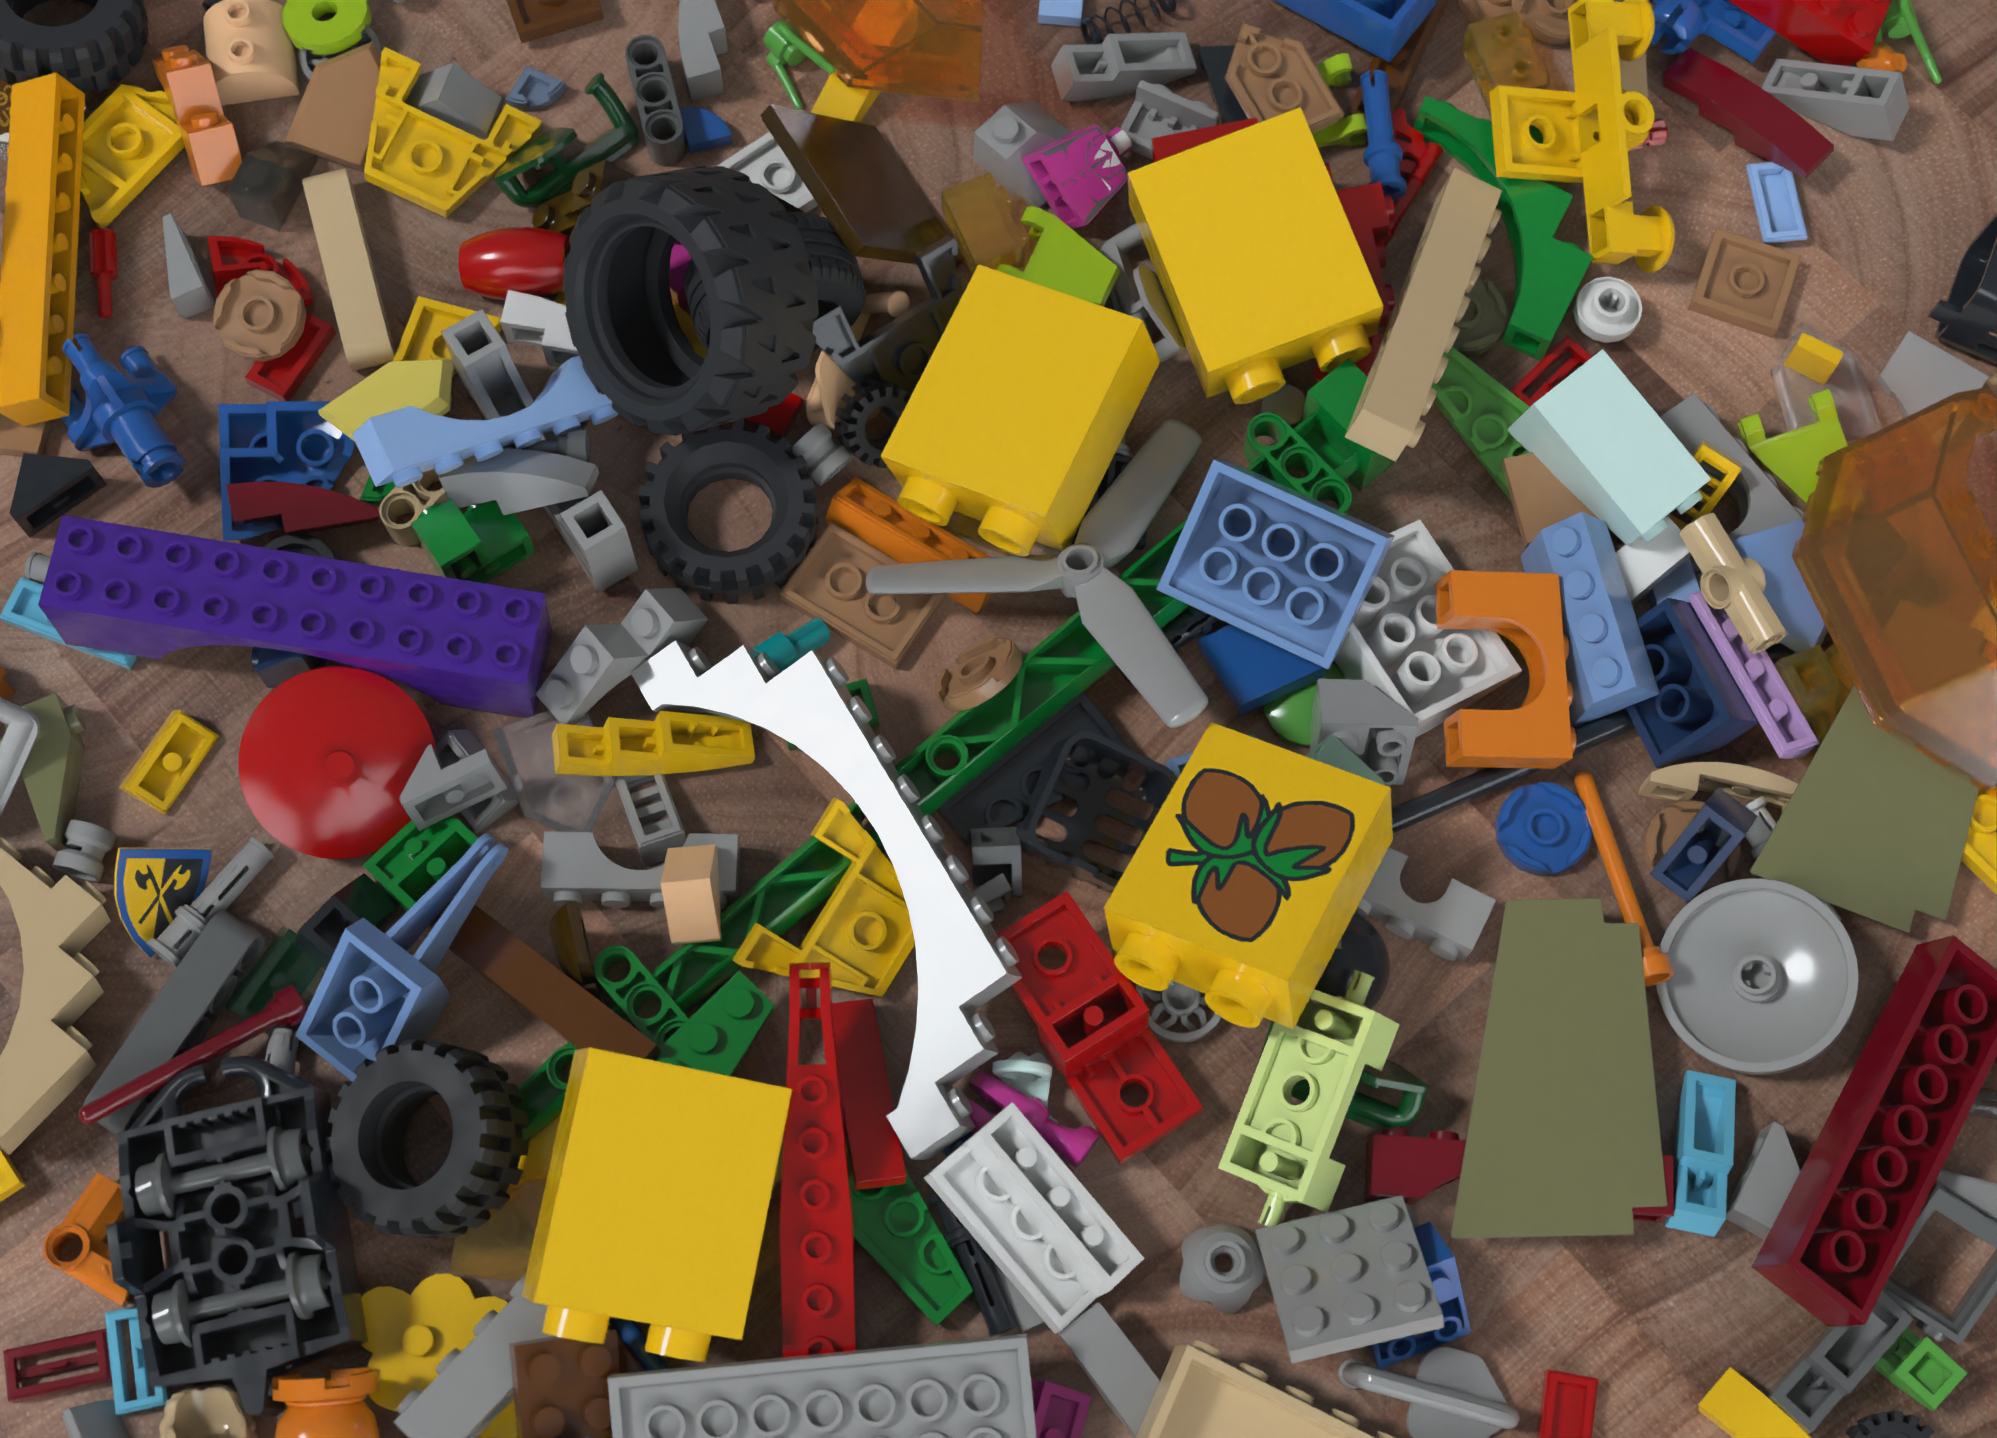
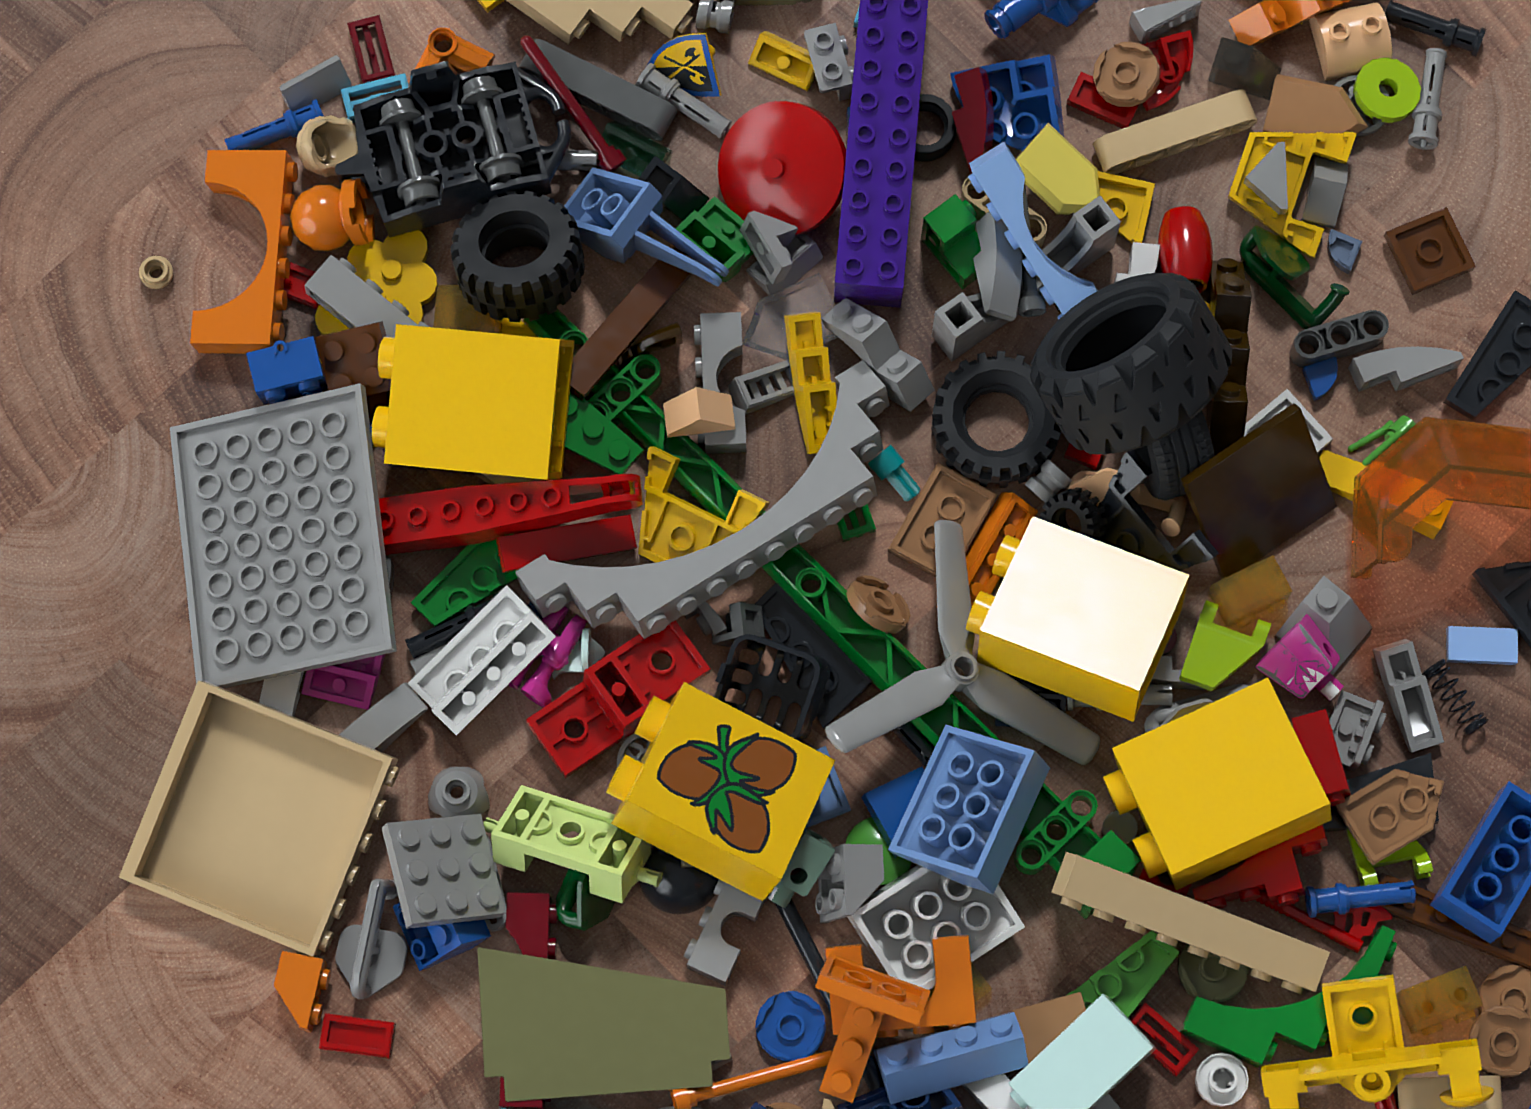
camera: 90 degrees right, 5 degrees up
(182, 691) = (828, 60): none -> light grey bracket
(434, 148) = (1270, 179): none -> light grey slope
(1537, 703) = (870, 997): none -> orange piece

